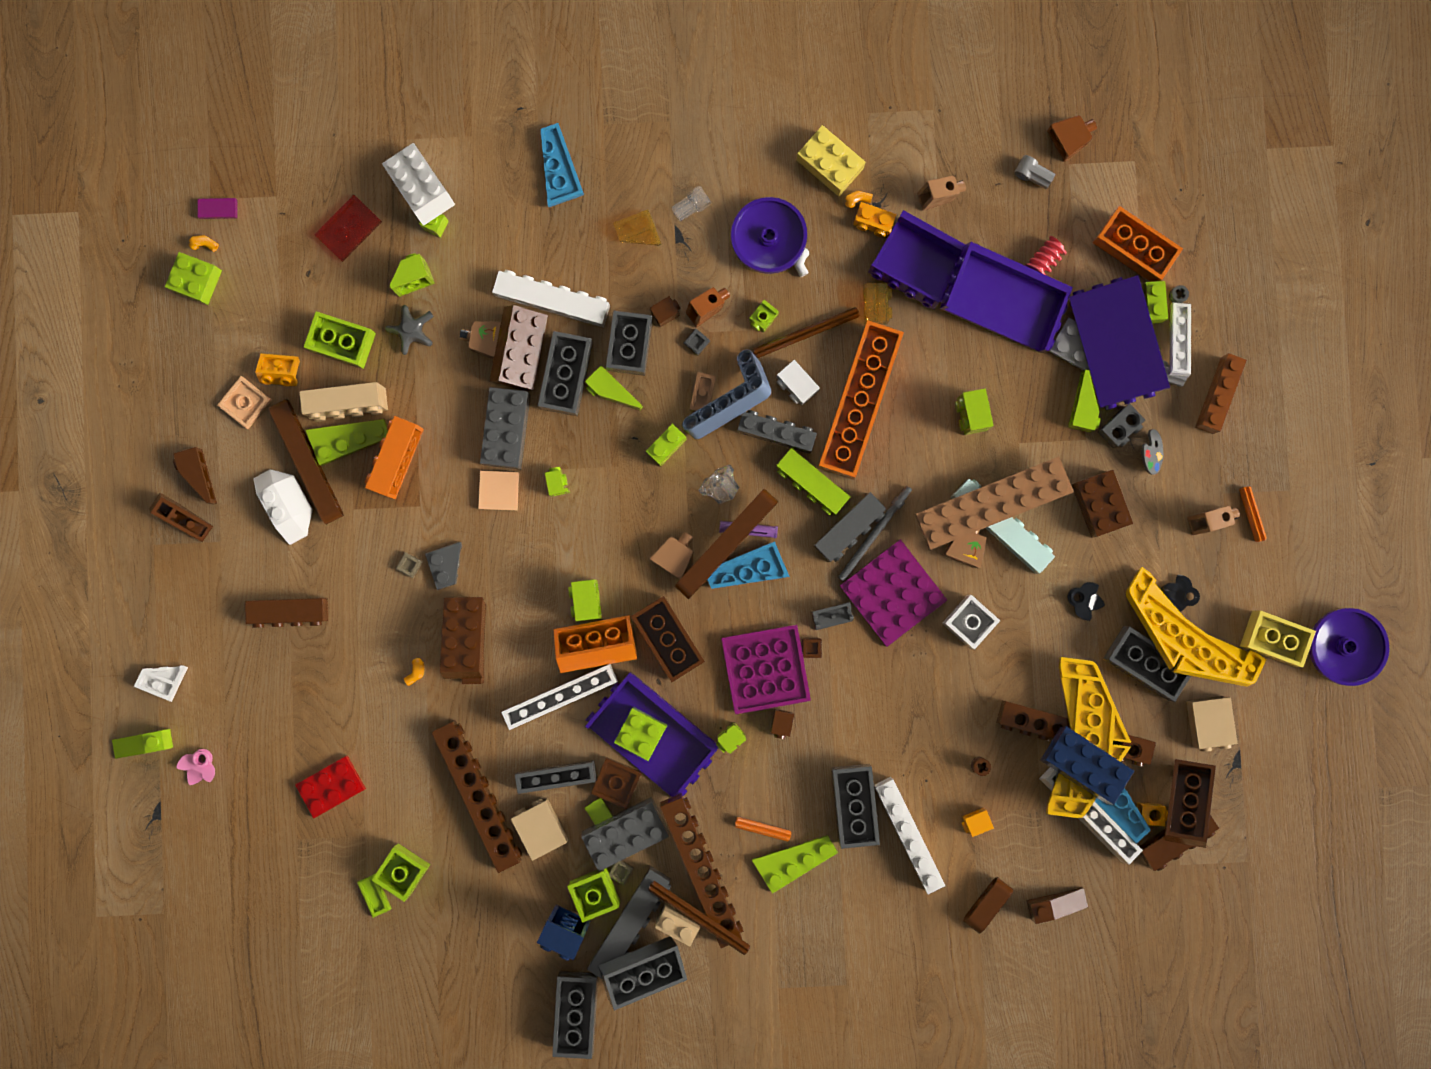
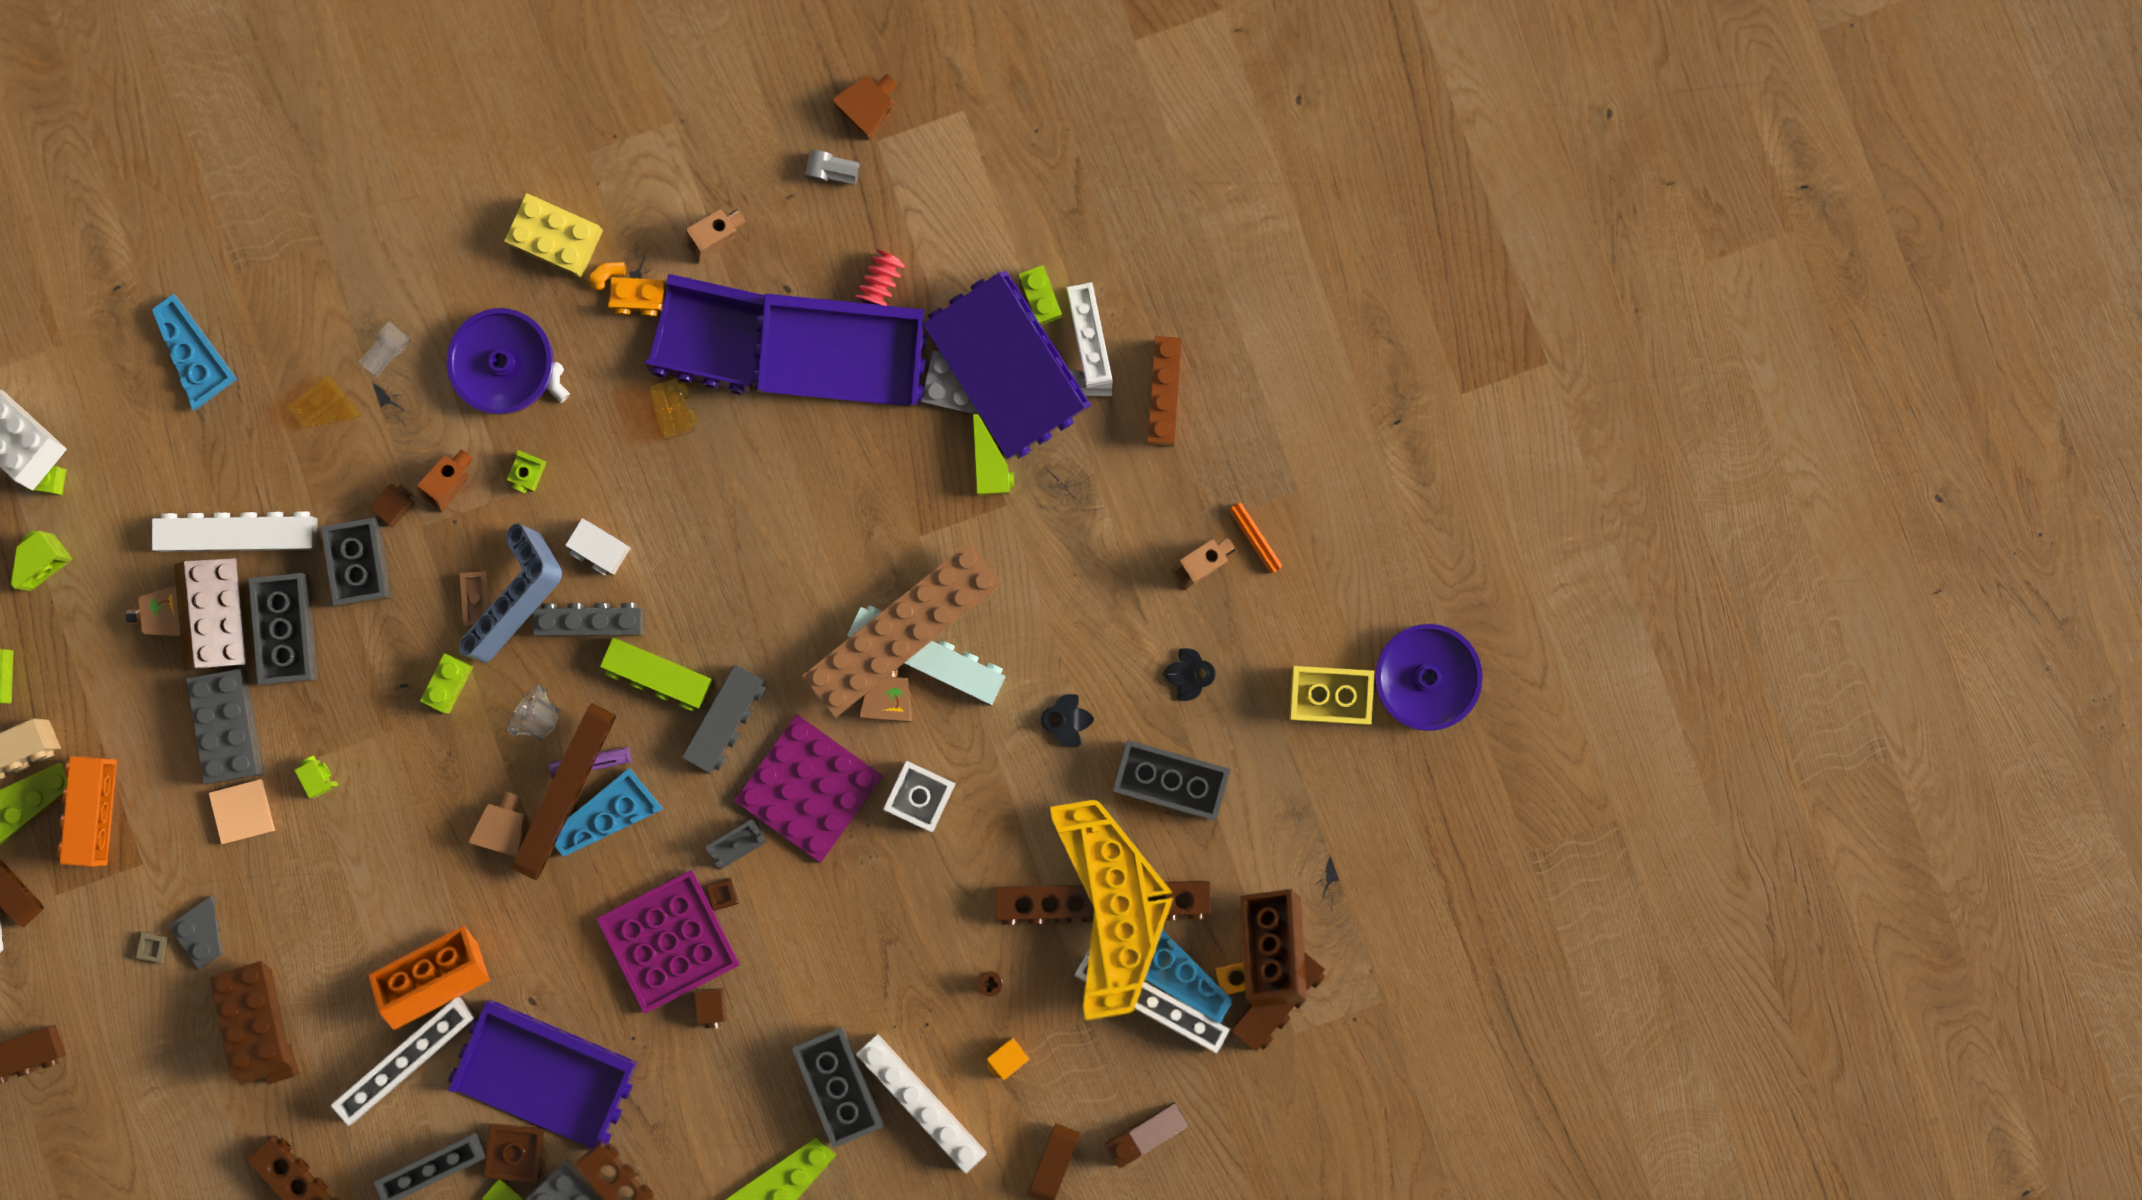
camera: 15 degrees left, 0 degrees up
(410, 329) = (59, 631): dark grey animal -> none
(417, 671) = (205, 1087): light orange arm -> none
(585, 600) = (399, 923): lime brick -> none
(610, 389) = (346, 630): lime slope -> none
(640, 733) = (526, 1077): lime brick -> none
(667, 639) = (524, 941): reddish brown brick -> none
(696, 342) = (448, 531): dark grey tile -> none
(730, 738) = (646, 1047): lime brick -> none
(763, 829) = (727, 1154): orange axle -> none
(806, 332) = (590, 475): reddish brown axle -> none
(860, 400) = (686, 545): orange brick -> none
(897, 503) = (778, 668): dark grey bar -> none
(974, 412) = (842, 516): lime brick -> none
(1087, 765) = (1116, 940): dark blue brick -> none
(1102, 504) = (1049, 585): reddish brown brick -> none
(1119, 423) = (1040, 471): dark grey brick -> none
(1137, 245) = (995, 226): orange brick -> none
(1153, 454) = (1097, 503): piece -> none
(1179, 638) = (1225, 743): yellow wing -> none
(1185, 294) = (1065, 277): dark grey bush -> none
(1212, 723) = (1279, 833): tan brick -> none

